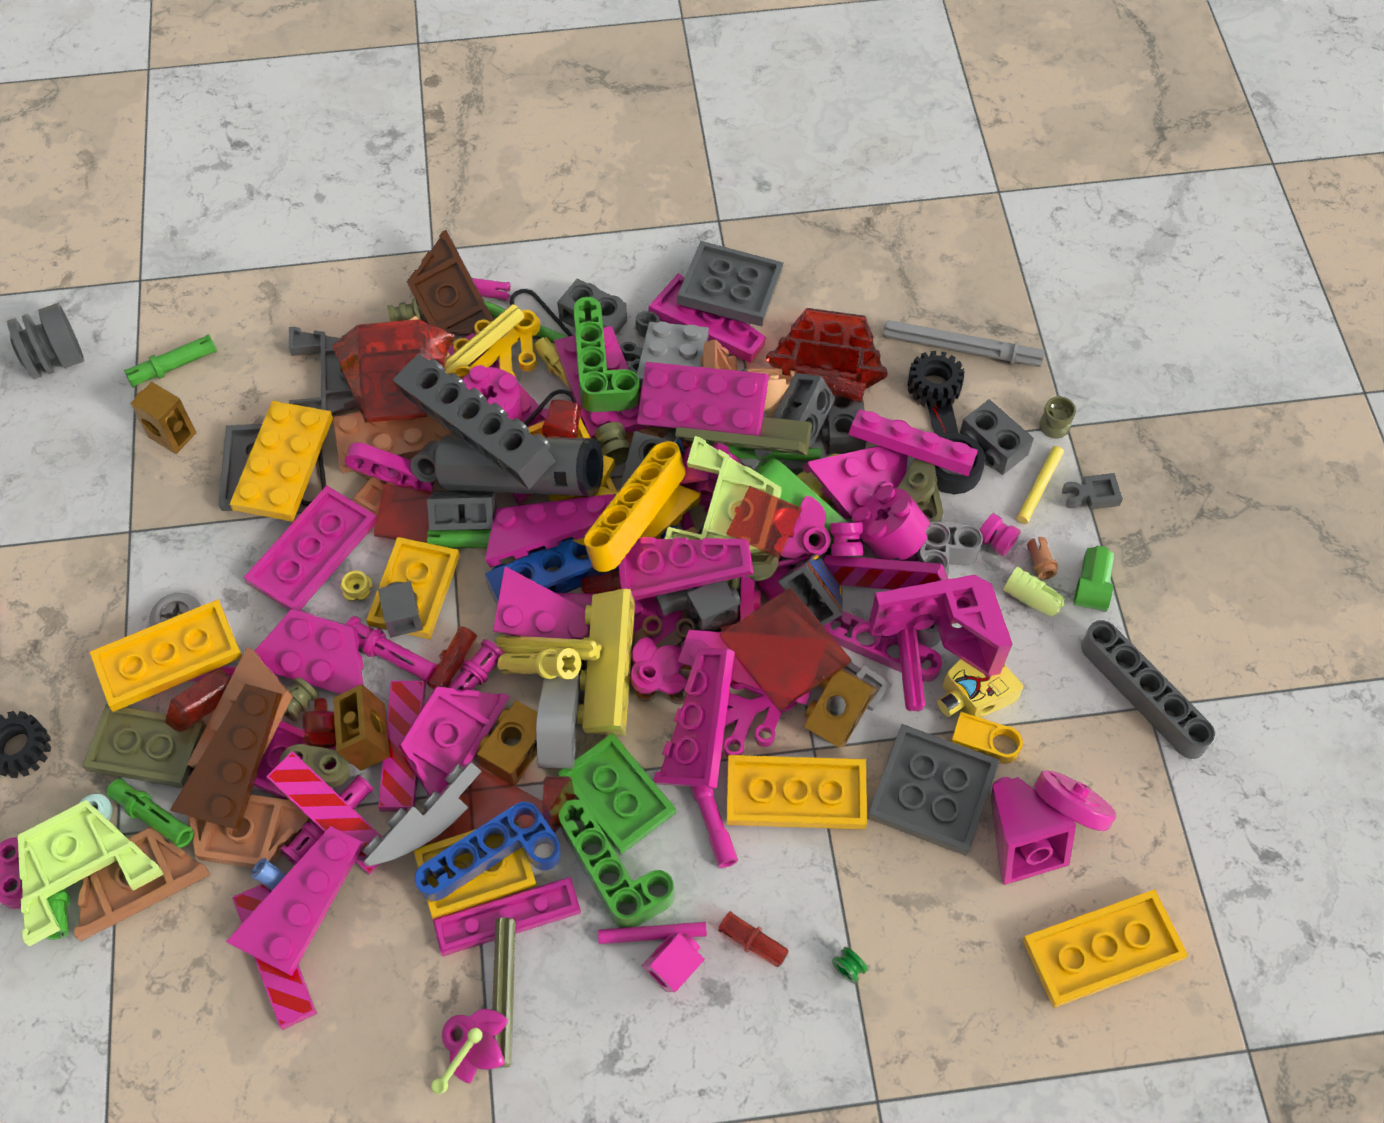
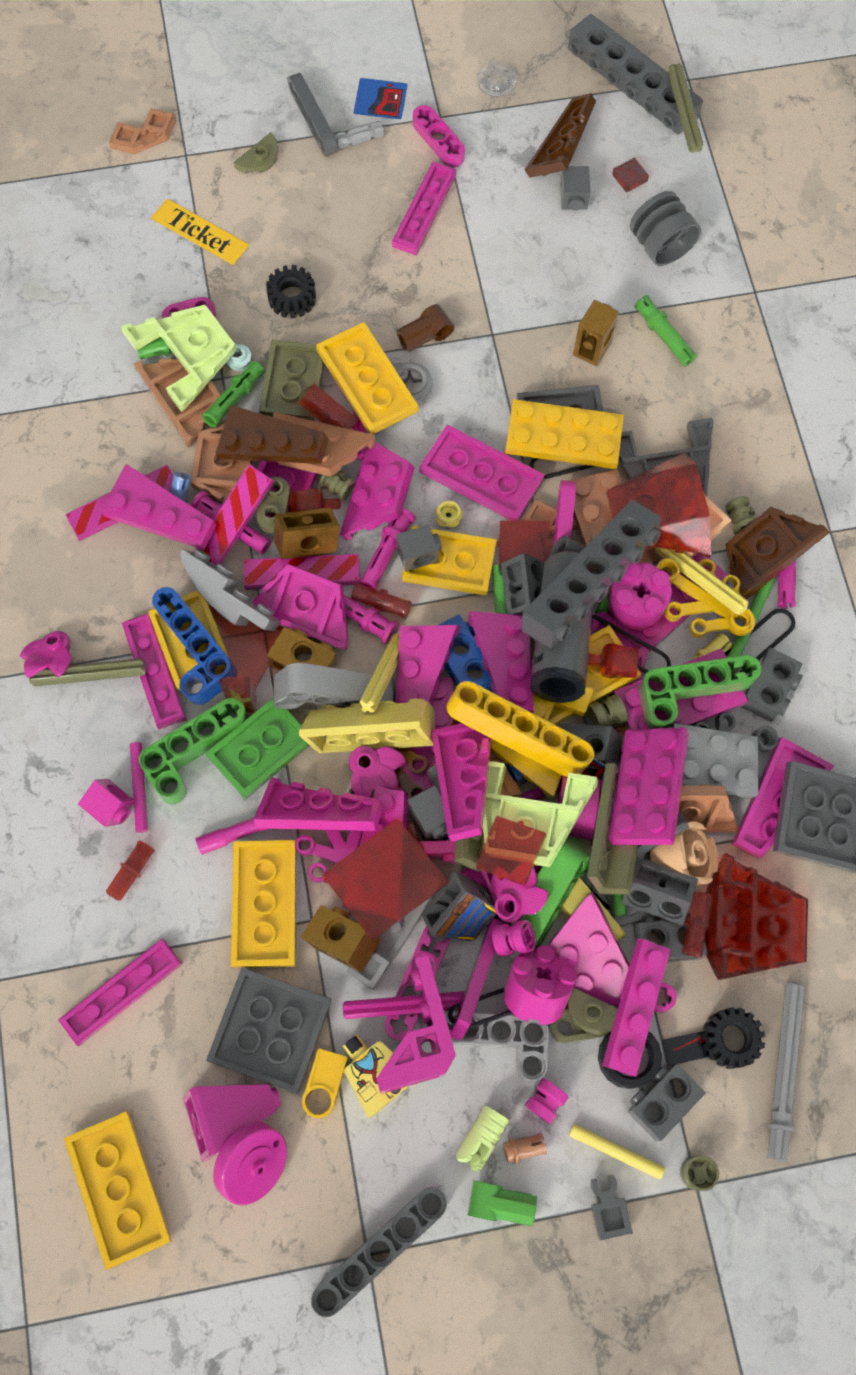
camera: 85 degrees right, 10 degrees up
(106, 589) = (431, 325): none -> reddish brown piece
(440, 1085) = (20, 635): yellowish green hinge -> none
(547, 663) = (364, 664): light yellow pin -> none
(849, 965) = (104, 953): green bush -> none
(892, 952) = (120, 992): none -> dark pink tile

